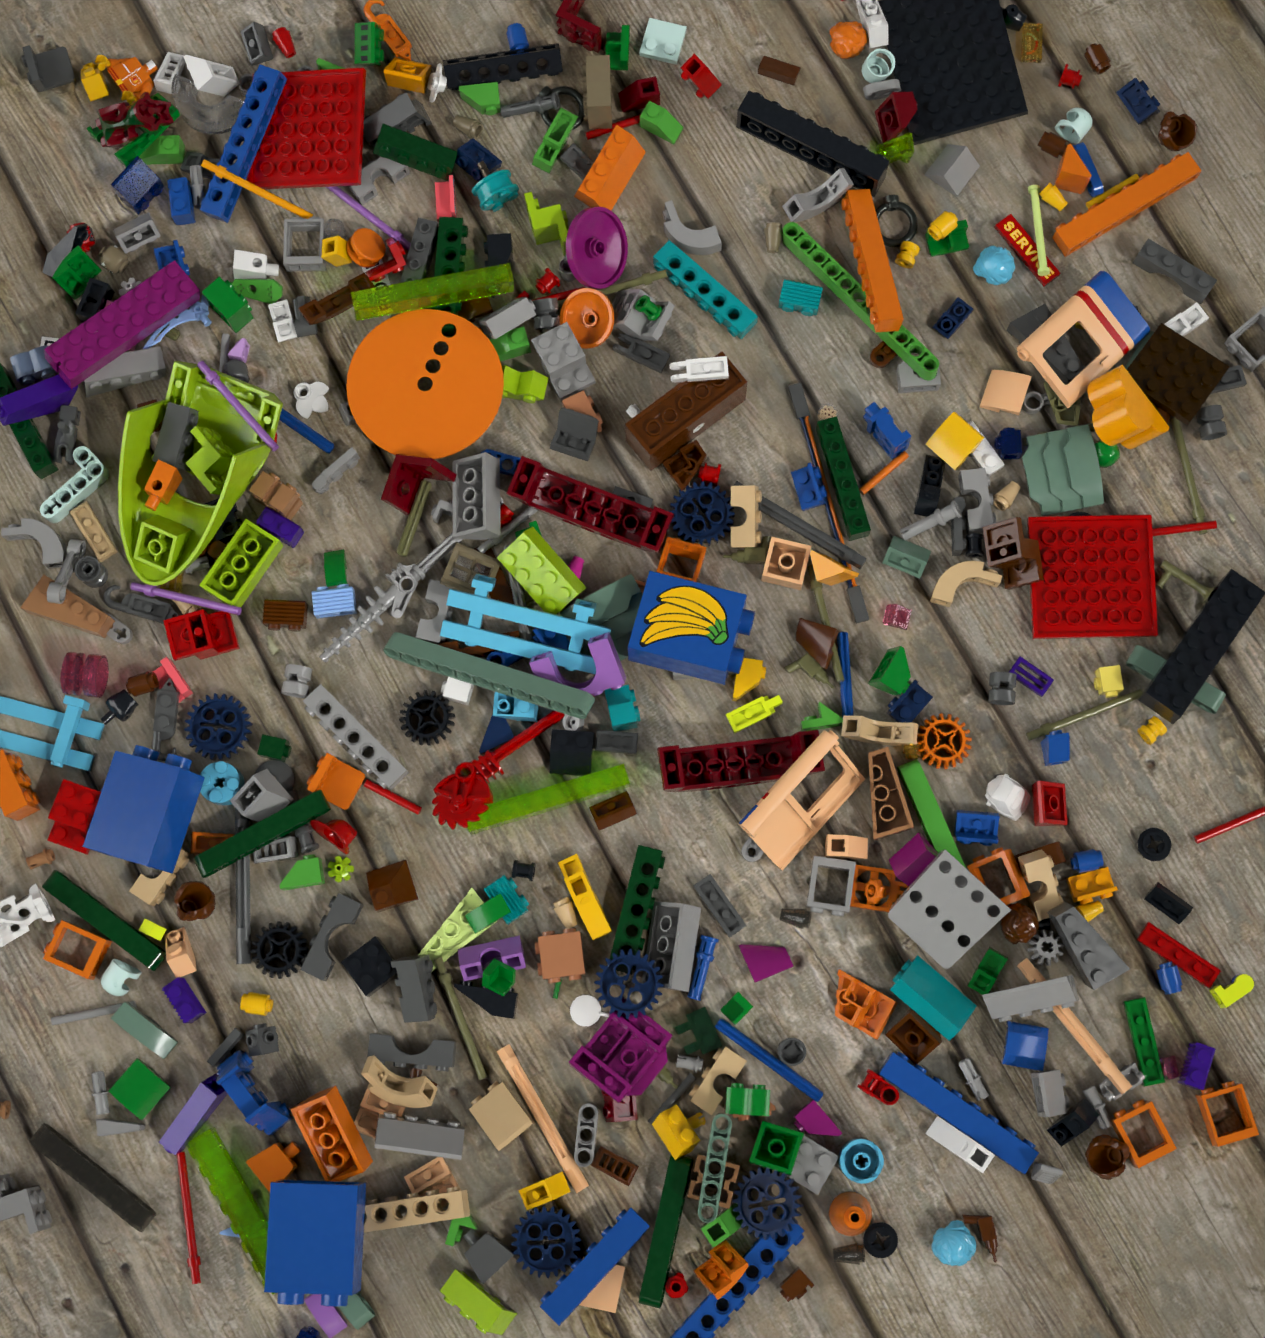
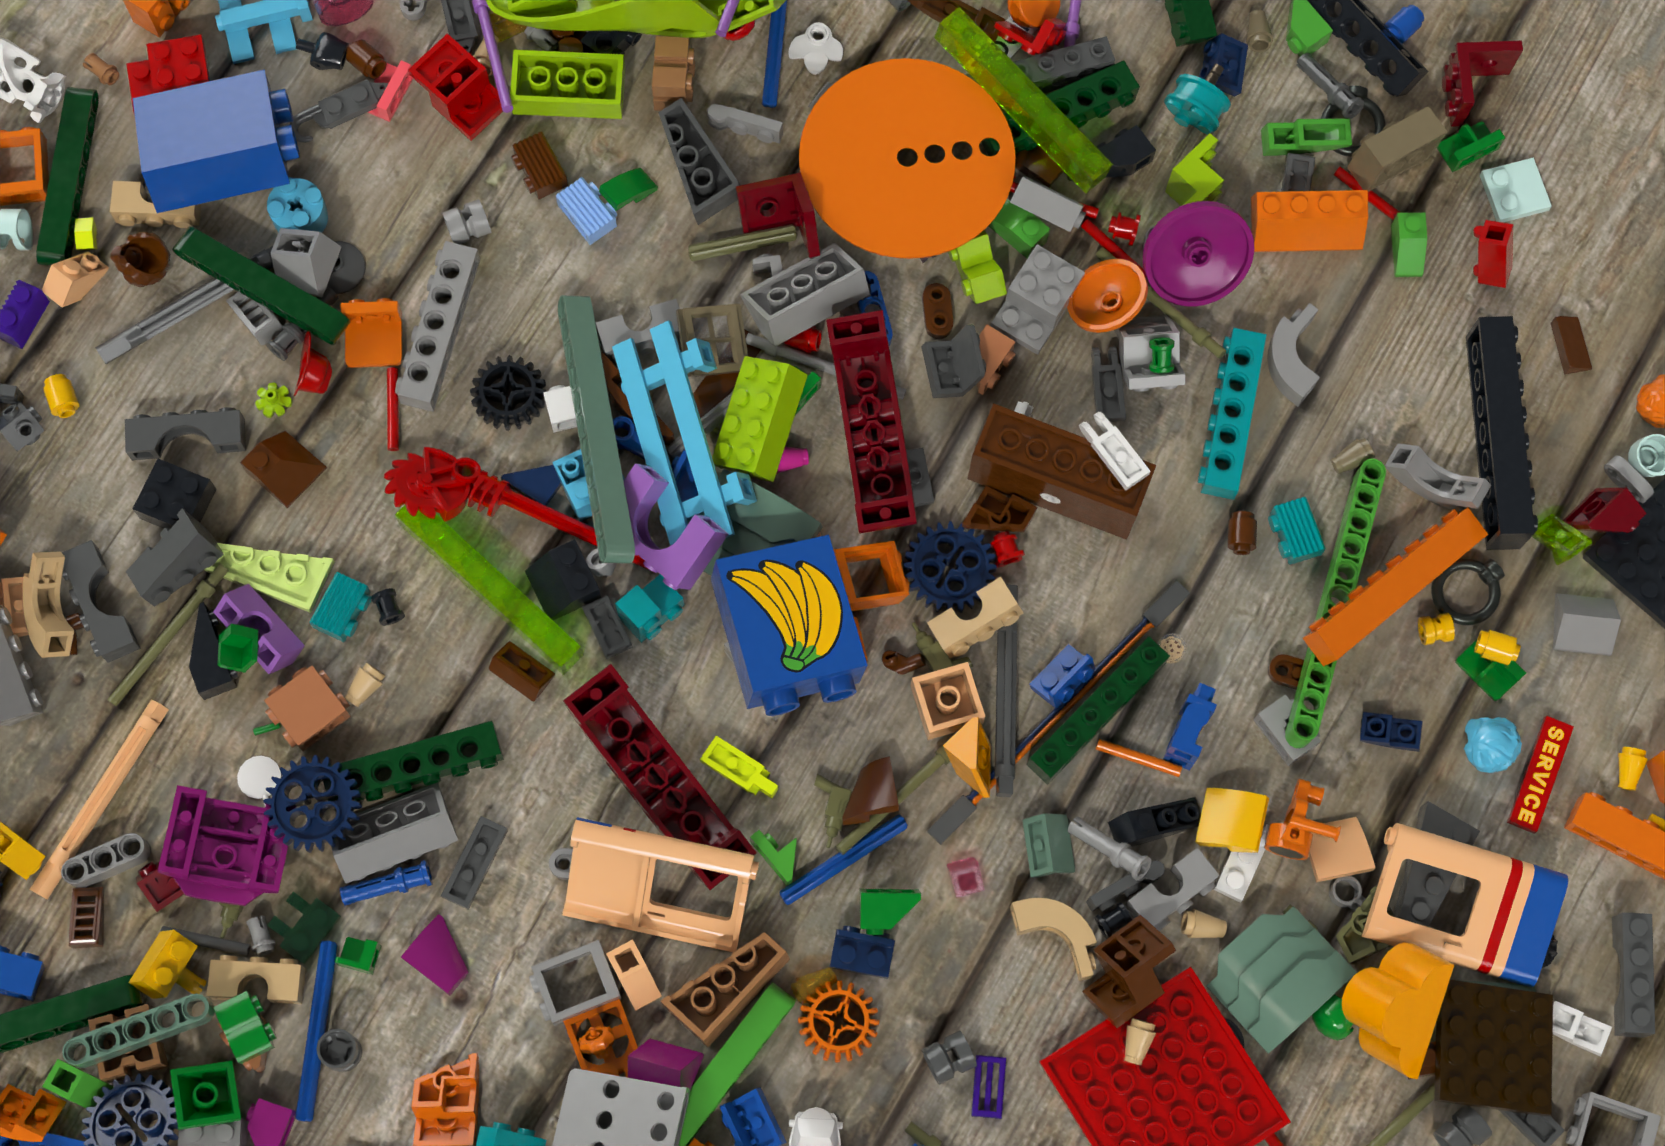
camera: 50 degrees right, 5 degrees down
(203, 841) = (219, 228): orange slope -> none
(214, 744) = (338, 177): dark blue gear -> none
(274, 748) = (373, 244): dark green brick -> none
(280, 527) = (638, 101): dark purple brick -> none
(287, 944) = (143, 366): black gear -> none
(304, 874) = (243, 361): bright green slope -> none
(347, 514) = (702, 169): none -> dark grey wedge
(394, 599) = (631, 273): light grey piece -> none
(446, 198) = (1154, 58): coral panel -> none
(488, 913) = (309, 593): green slope -> none
(501, 1115) = (74, 747): tan slope -> none
(530, 427) = (937, 309): none -> reddish brown plate
(546, 313) = (1083, 246): dark grey wheel -> none
(584, 897) = (392, 693): yellow slope -> none
(639, 94) = (1428, 197): dark red slope -> none
(745, 577) = (901, 663): none -> reddish brown arm
(748, 678) = (777, 735): yellow slope -> none
(782, 329) = (1242, 532): none -> reddish brown brick
(797, 917) = (512, 964): clear smoke cone -> none
(879, 732) = (802, 931): tan arch -> none
(989, 409) = (1294, 836): none -> orange piece
(1008, 444) = (1271, 890): clear blue brick -> none
(1034, 191) = (1623, 739): yellowish green bar -> none
(1056, 572) = (1138, 1040): none -> tan cone

